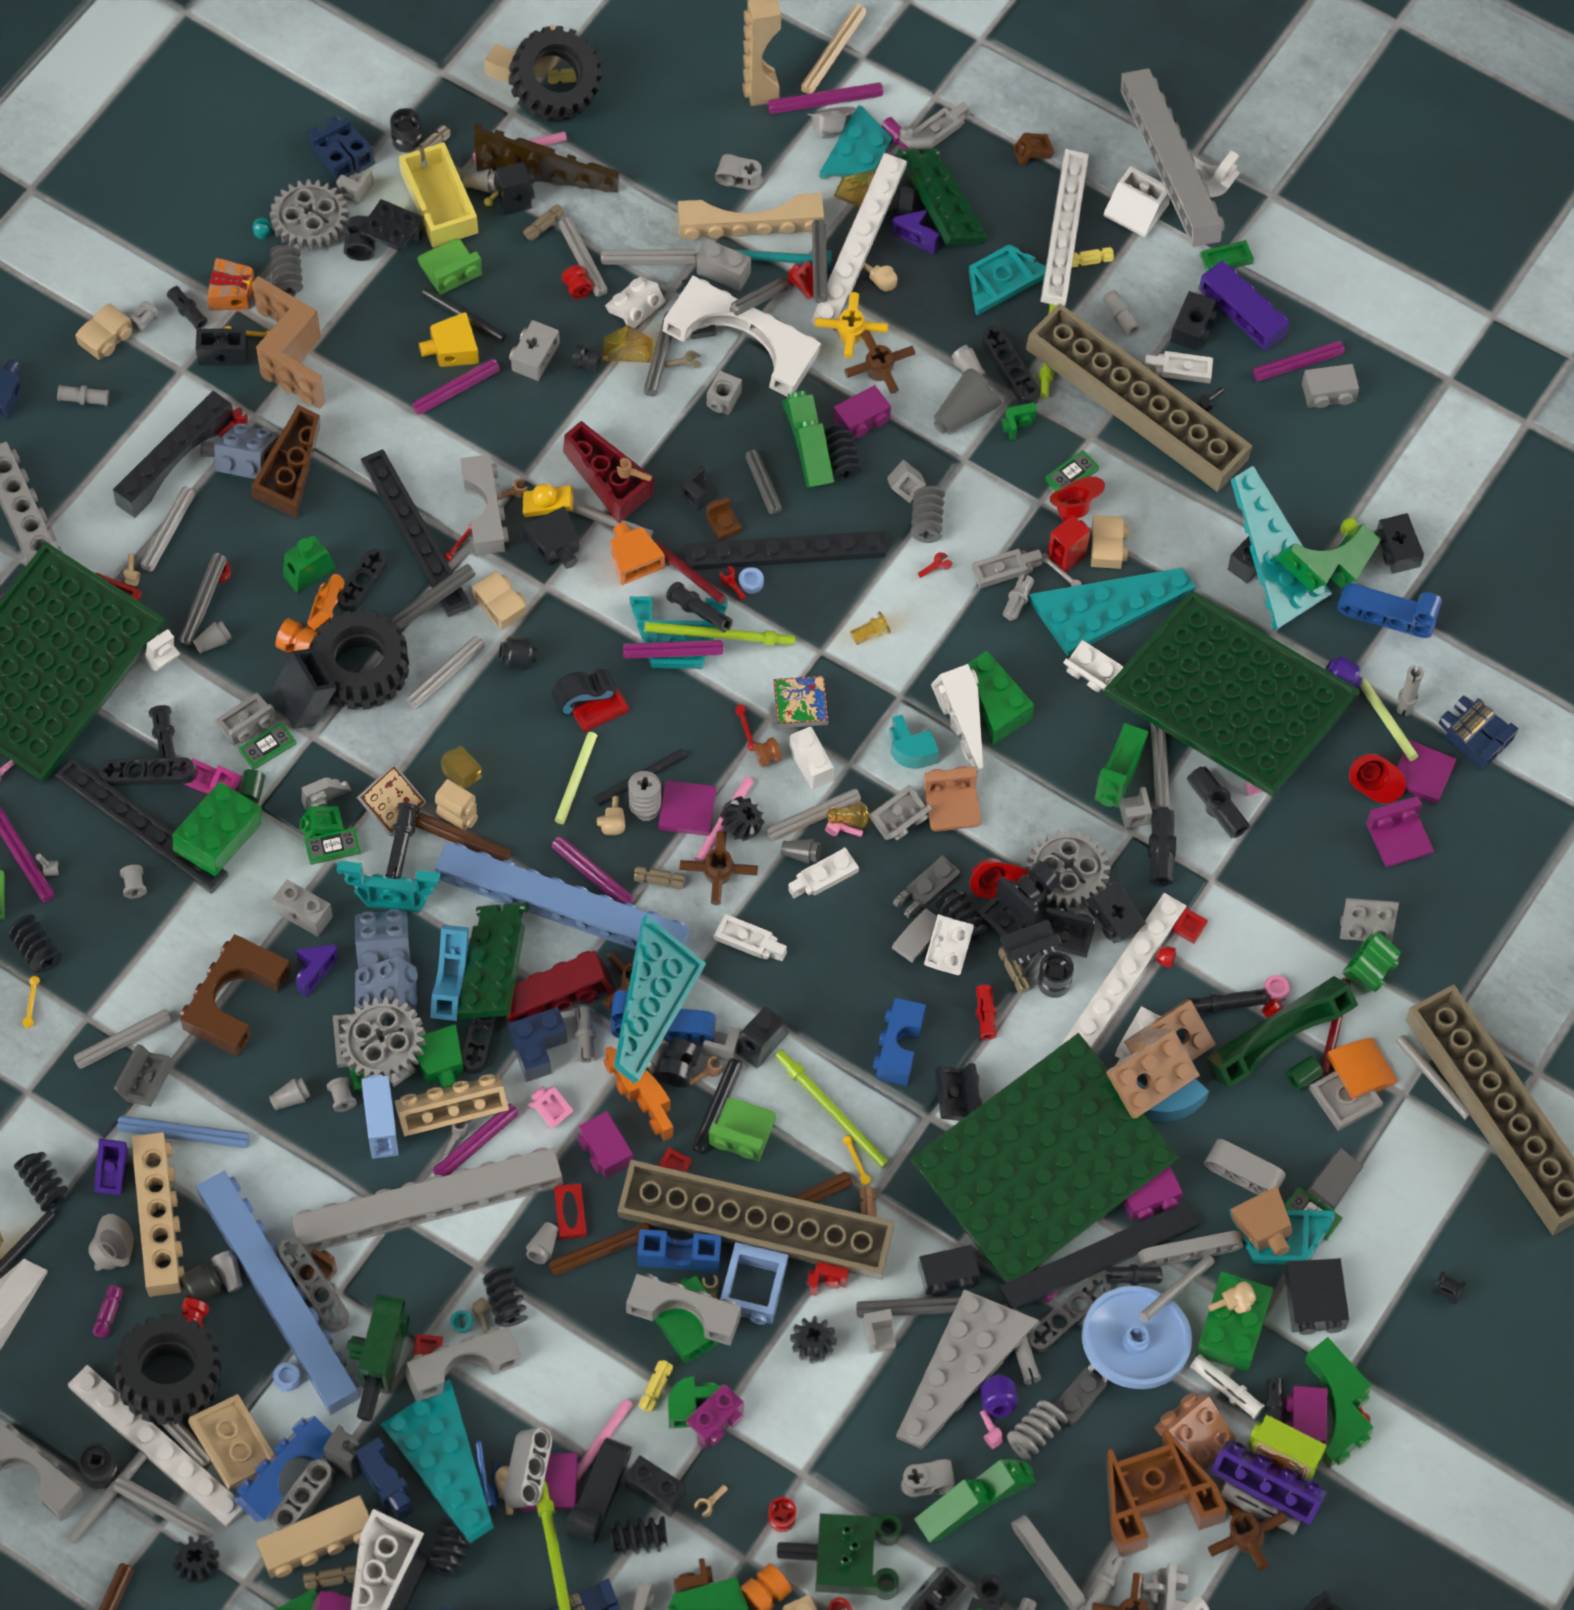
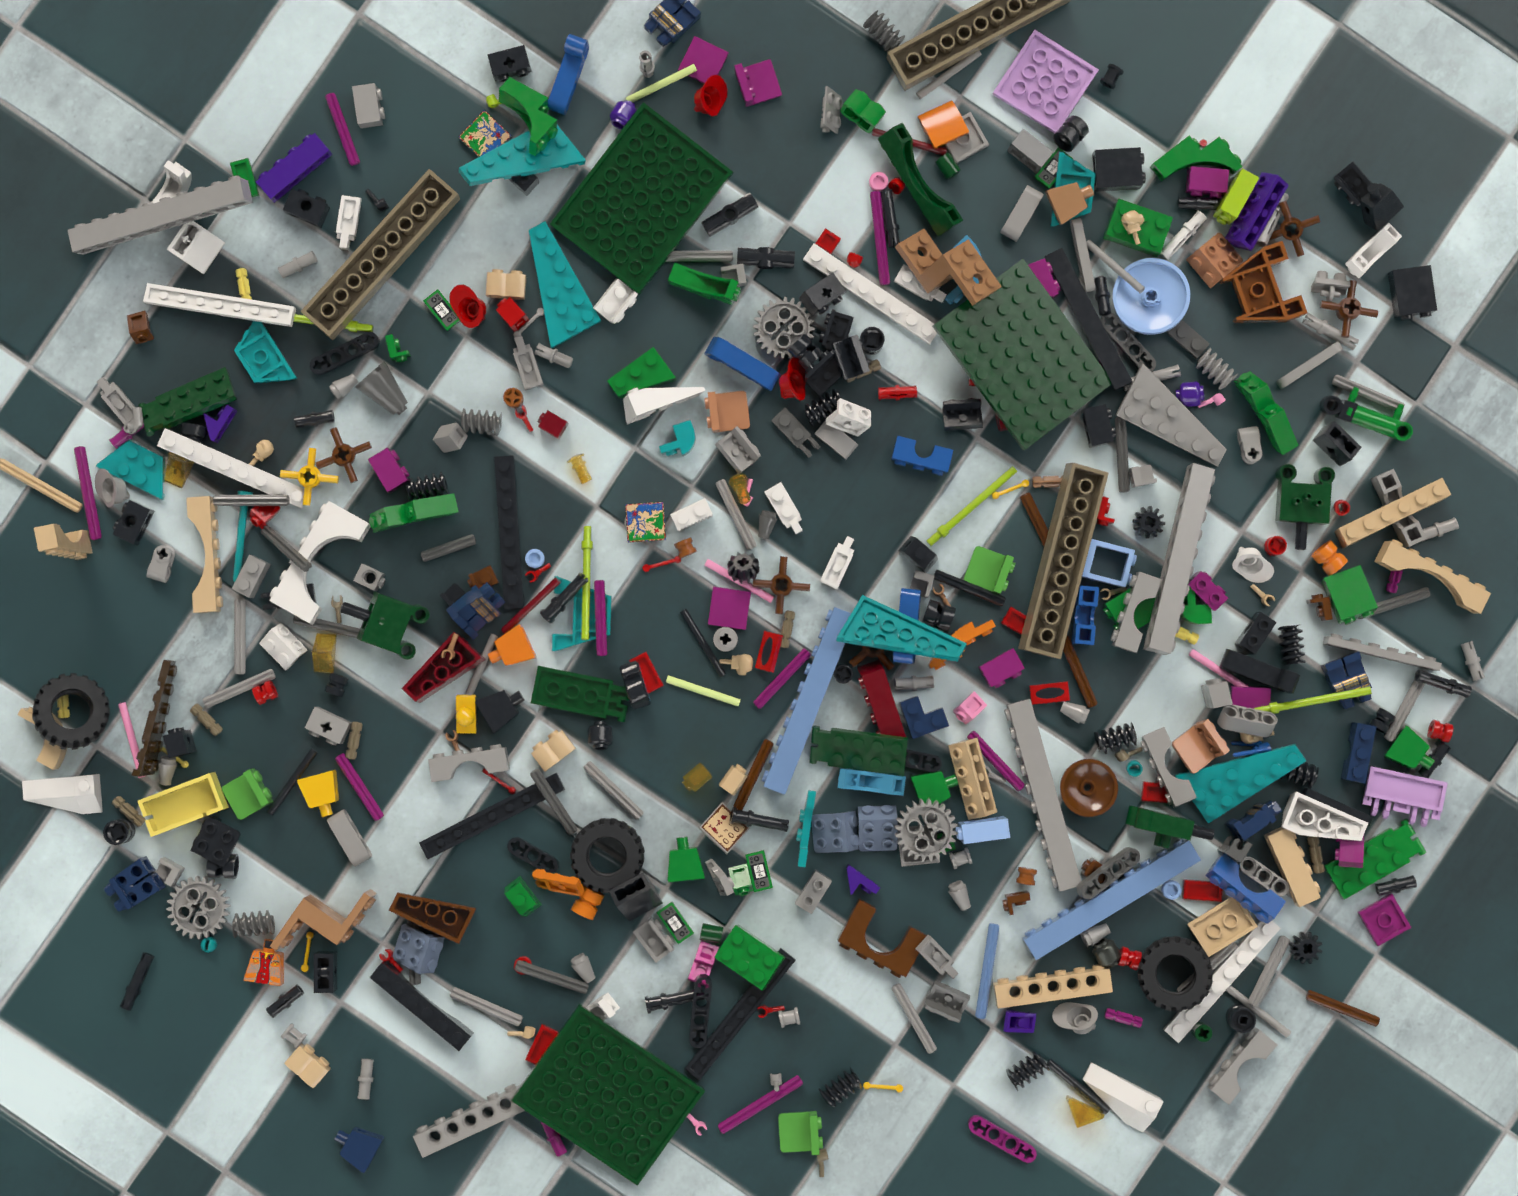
camera: 90 degrees left, 25 degrees up
(82, 1413) = (1201, 1032): none -> dark green piece
(144, 857) = (769, 1010): none -> red hand
(206, 1058) = (936, 956): none -> light grey hinge
(210, 149) = (135, 985): none -> black pin
(281, 1164) = (1018, 898): none -> reddish brown bracket
(284, 1415) = (1201, 890): none -> red tile
(313, 1179) = (1026, 876): none -> dark orange wheel
(347, 753) = (684, 862): none -> green torso
(391, 374) = (349, 837): none -> light grey beam
(432, 1240) = (1102, 789): none -> reddish brown dish
(454, 84) = (71, 793): none -> white wedge
(491, 1406) = (1199, 745): none -> nougat bracket
(515, 380) = (354, 738): none -> dark tan axle
(567, 1425) = (1216, 693): none -> light grey brick
(573, 627) = (579, 693): none -> dark green hinge
(597, 938) = (843, 674): none -> black wheel
(628, 854) = (769, 651): none -> red tile
(665, 404) = (386, 622): none -> dark green piece
(682, 505) = (476, 609): none -> dark blue hips
(755, 1478) = (1252, 565): none -> white piece
(760, 1372) = (1179, 559): none -> light grey brick
(777, 144) = (135, 533): none -> black brick
(925, 333) = (314, 419): none -> black pin
(927, 596) = (552, 424): none -> dark red brick
(962, 546) = (511, 395): none -> dark orange wheel
(1028, 793) = (742, 362): none -> blue beam
(1196, 989) = (880, 240): none -> magenta axle
(1306, 517) = (484, 134): none -> tile
(1363, 1230) = (1070, 134): none -> black wheel
(1433, 1201) = (1045, 81): none -> lavender plate
(1486, 986) = (883, 31): none -> dark grey piece

